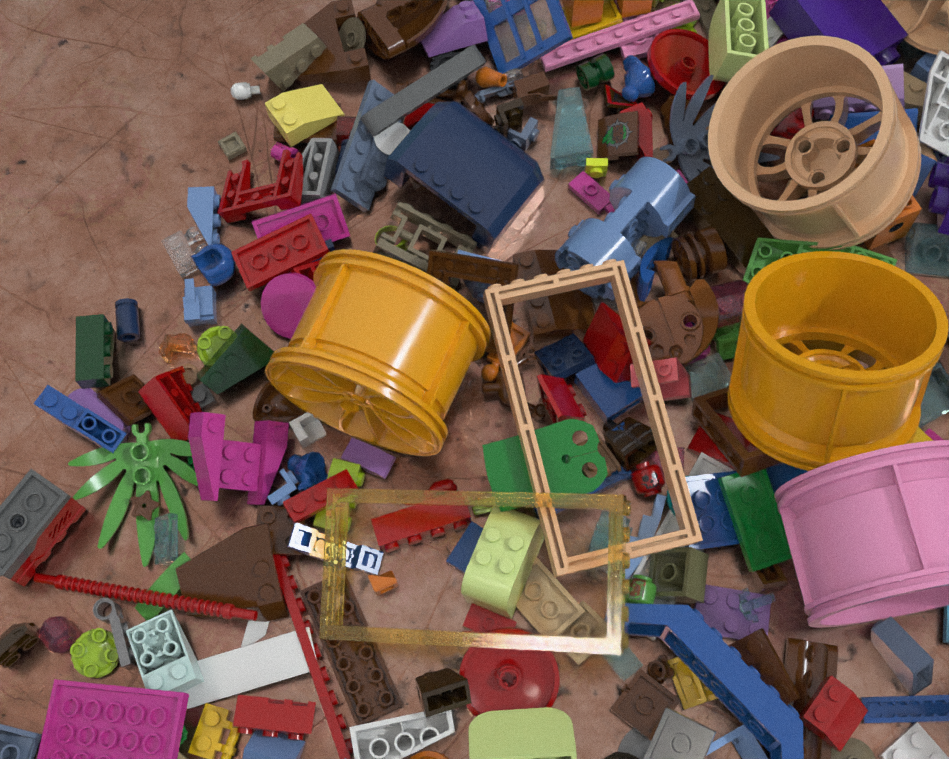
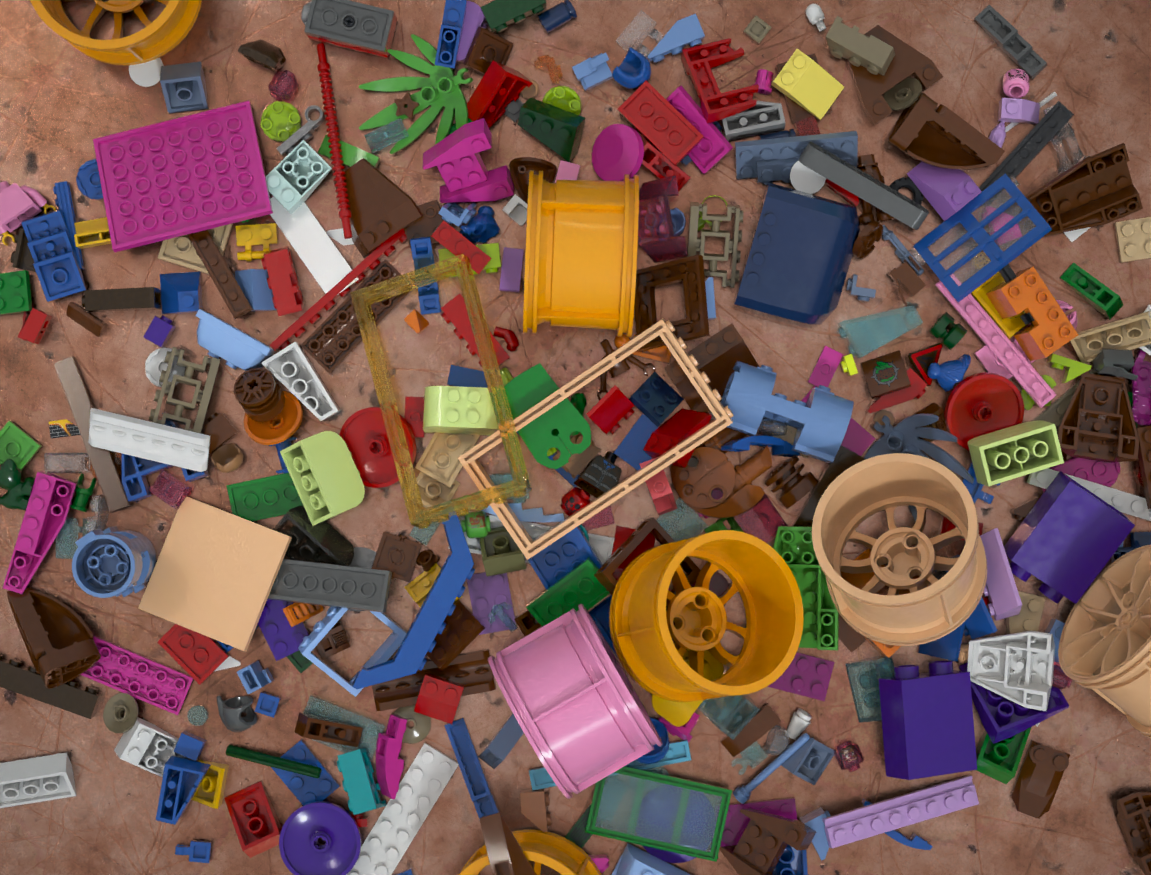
camera: 70 degrees right, 20 degrees up
(442, 691) = (346, 400): dark brown torso -> none
(488, 78) = (907, 238): orange cone -> none
(508, 116) = (869, 272): dark brown bracket -> none

